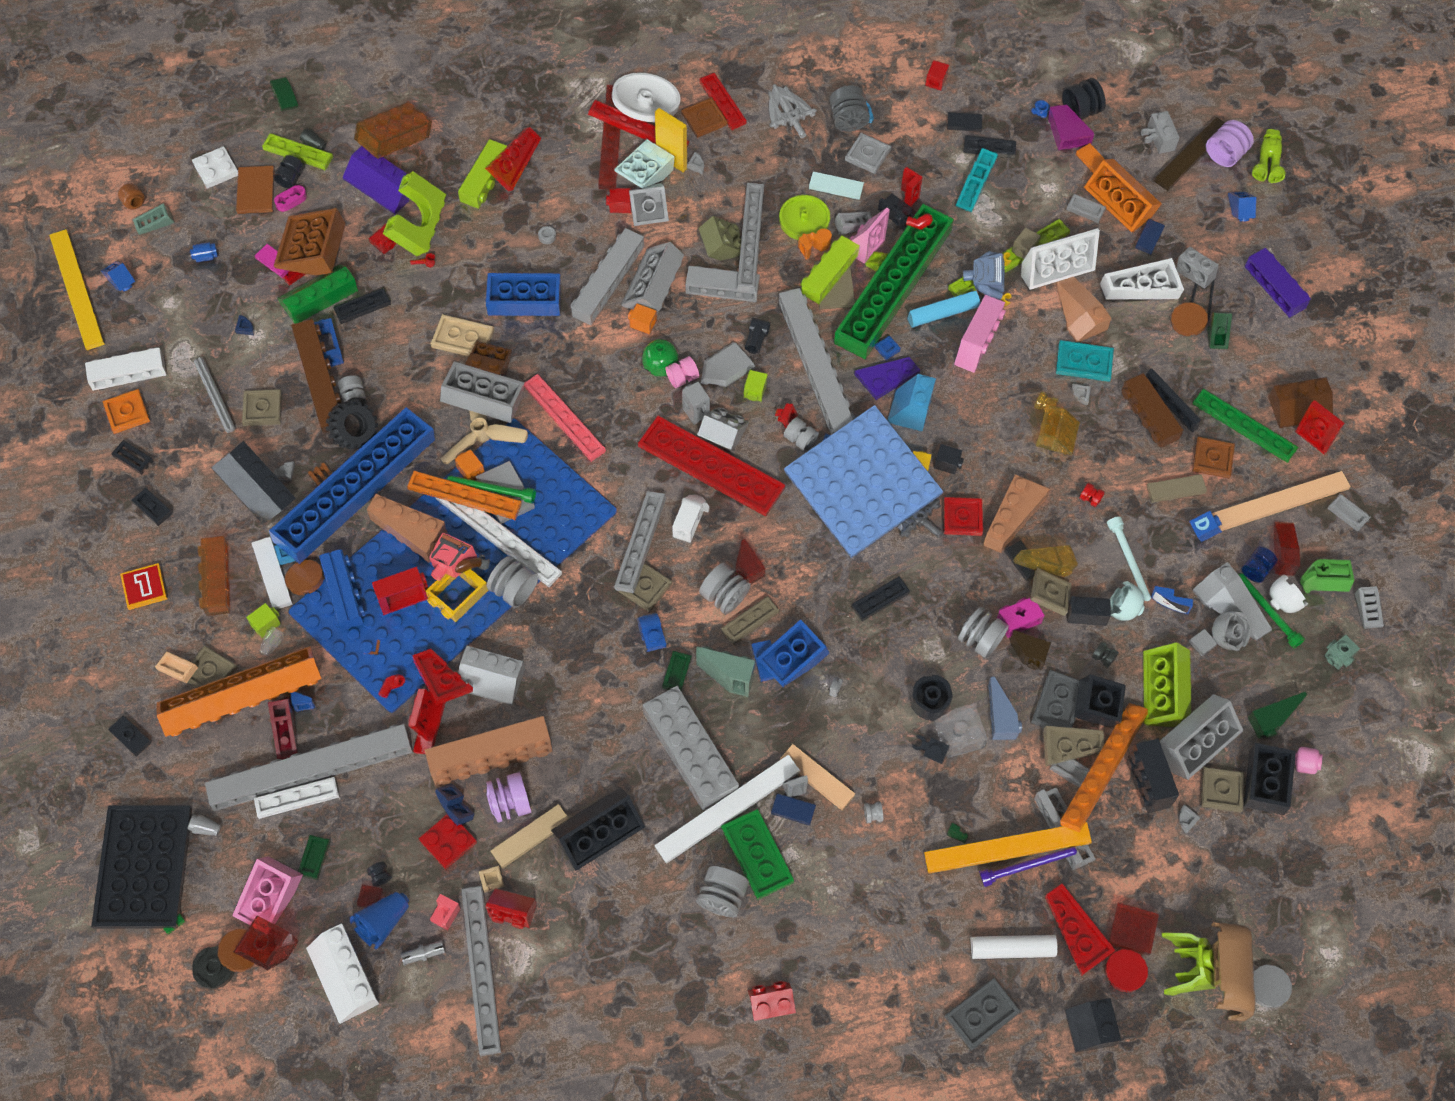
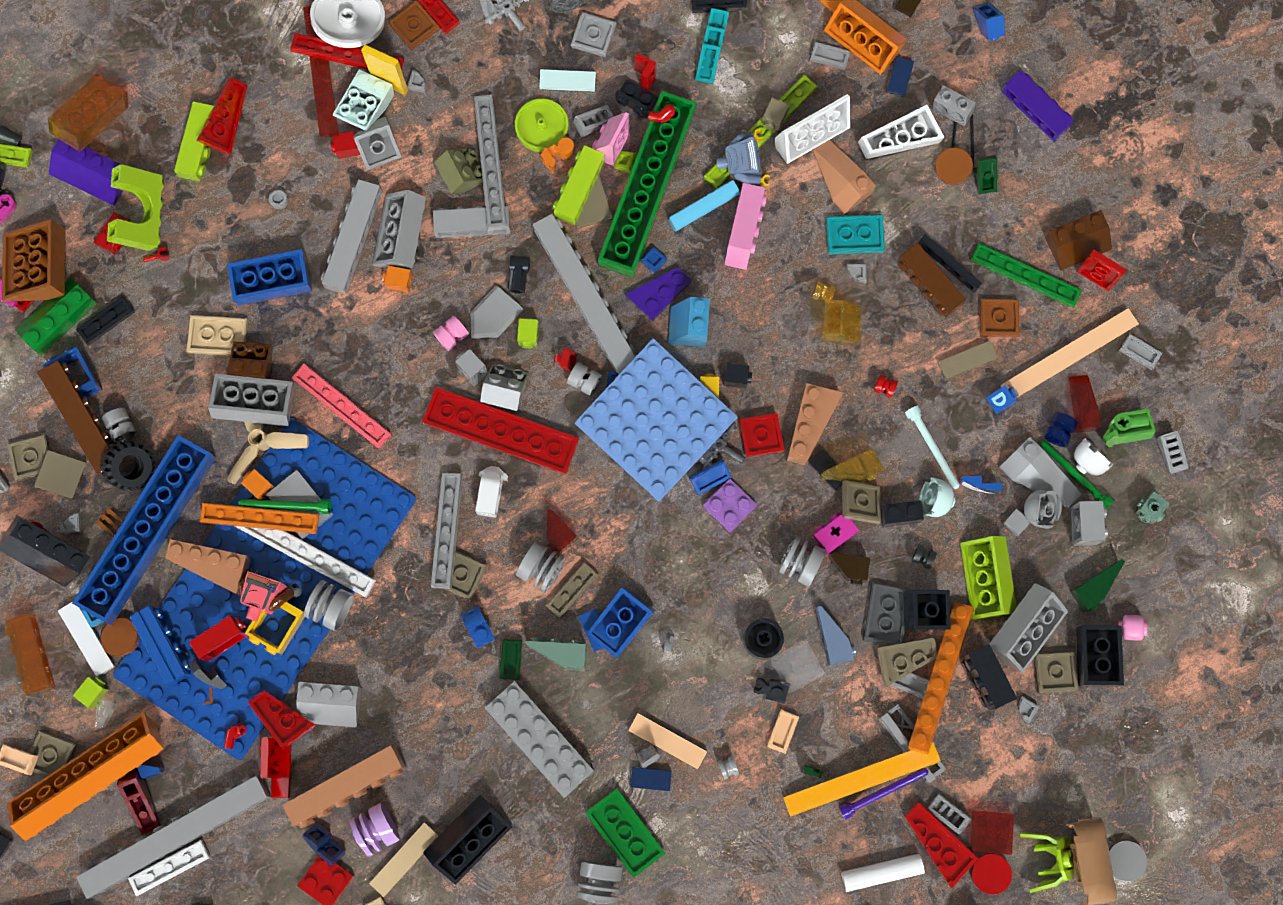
camera: 10 degrees left, 15 degrees up
(286, 425) = (60, 474): none -> dark tan tile
(383, 628) = (210, 677): none -> dark grey slope
(659, 355) = (424, 318): green cylinder -> none
(727, 809) = (587, 793): white tile -> none
(880, 598) = (695, 540): black tile -> none
(905, 543) = (710, 477): none -> blue tile
(920, 573) = (730, 505): none -> medium lavender plate
(935, 791) = (783, 731): none -> light nougat tile
(1093, 914) = (931, 808): none -> light grey slope
(1275, 652) = (1088, 523): none -> light grey brick

